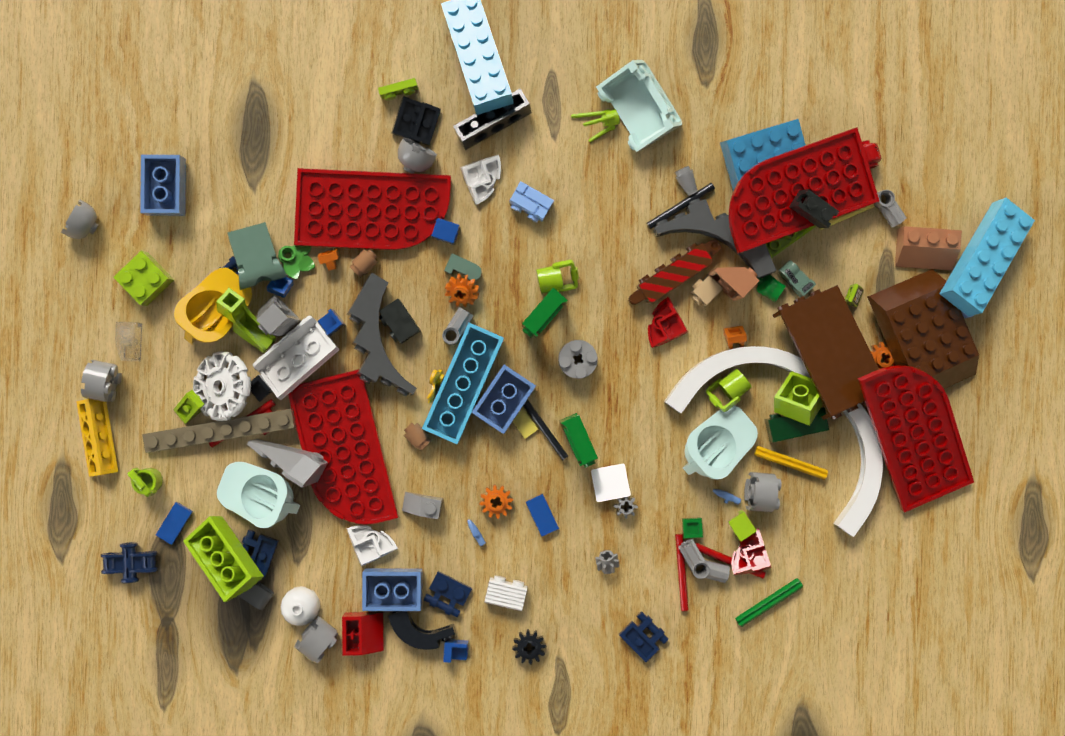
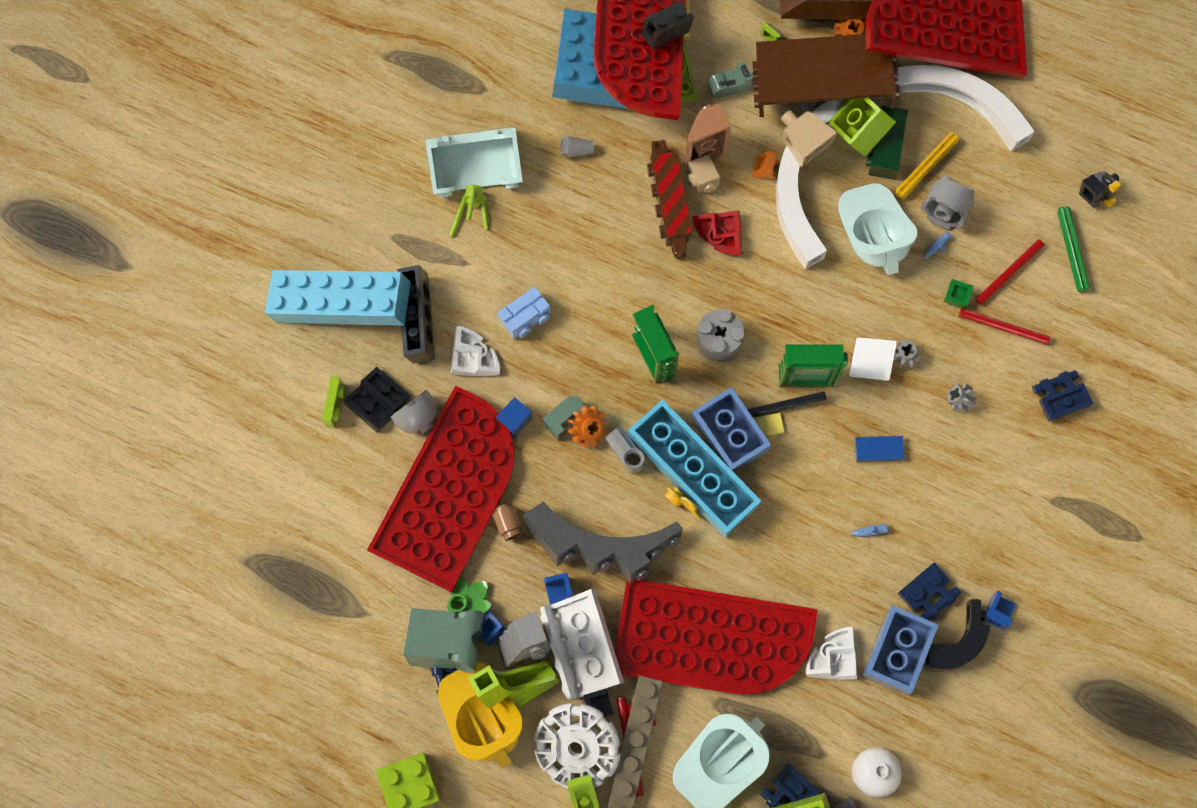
camera: 65 degrees left, 15 degrees down
(163, 185) = (312, 712): medium blue brick -> none
(297, 464) = (709, 690): light grey wedge -> none
(316, 639) = (926, 765): light grey brick -> none
(329, 258) = (485, 559): orange tile -> none
(362, 633) = (938, 709): red slope -> none
(399, 321) = (592, 510): pearl dark grey brick -> none
(417, 436) = (732, 547): medium nougat brick -> none
(422, 505) = (814, 575): light grey slope -> none
(500, 508) = (849, 497): orange gear -> none
(506, 593) = (954, 525): white brick -> none
(535, 642) = (1034, 521): black gear -> none
(551, 277) = (618, 323): lime piece -> none
(681, 205) = (600, 166): black bar -> none
(700, 221) = (625, 149): dark grey arch -> none
(710, 570) = (994, 303): light grey piece -> none
(733, 385) = (819, 190): lime piece -> none
(742, 526) = (978, 240): lime panel -> none
(750, 555) = (1012, 245): brick -> none
(769, 358) = (806, 136): none -> tan torso
(770, 287) = (733, 108): green piece -> none
(829, 605) = (1098, 187): none -> black piece

